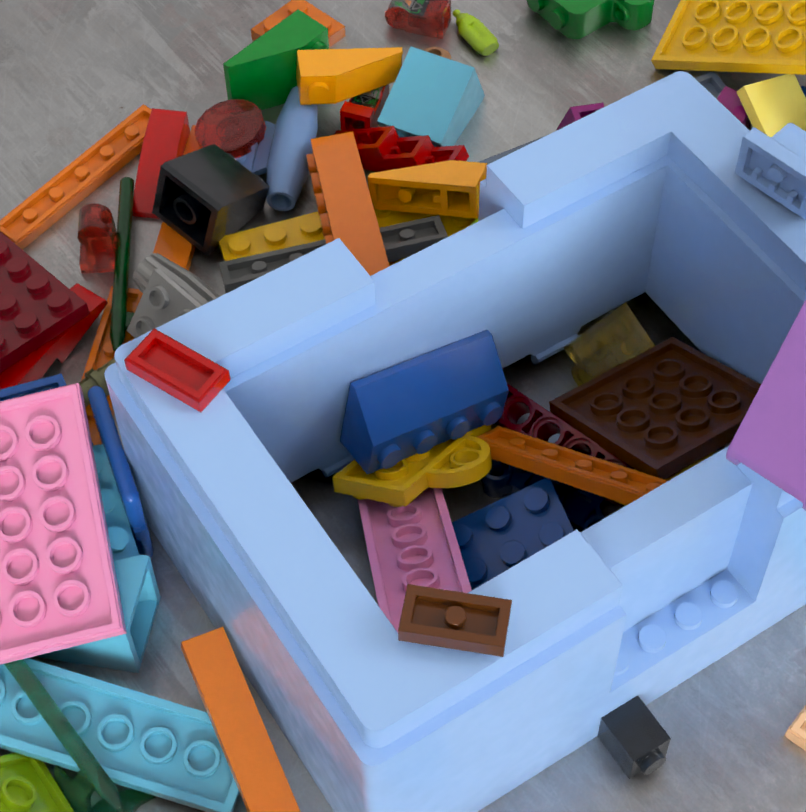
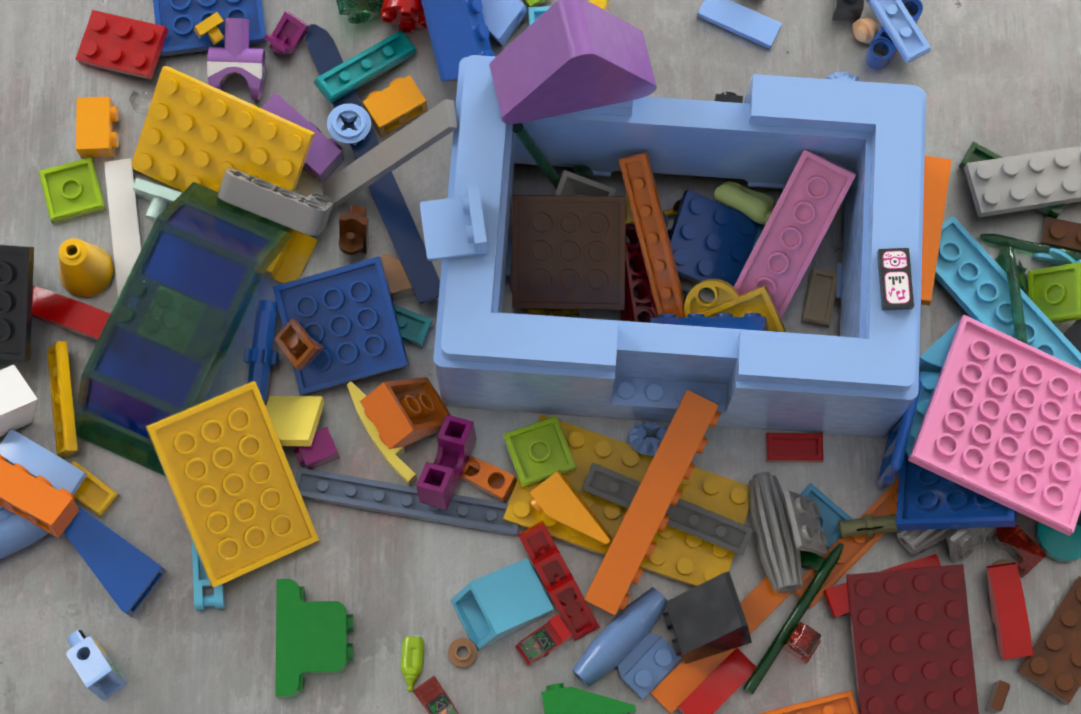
camera: 145 degrees left, 20 degrees up
(177, 370) = (888, 342): red tile -> none
(221, 444) = (895, 279): none -> tile
(231, 126) = (655, 675): clear red tile -> none
(340, 74) = (560, 657): light orange slope -> none
(455, 620) = (850, 103): reddish brown plate -> none

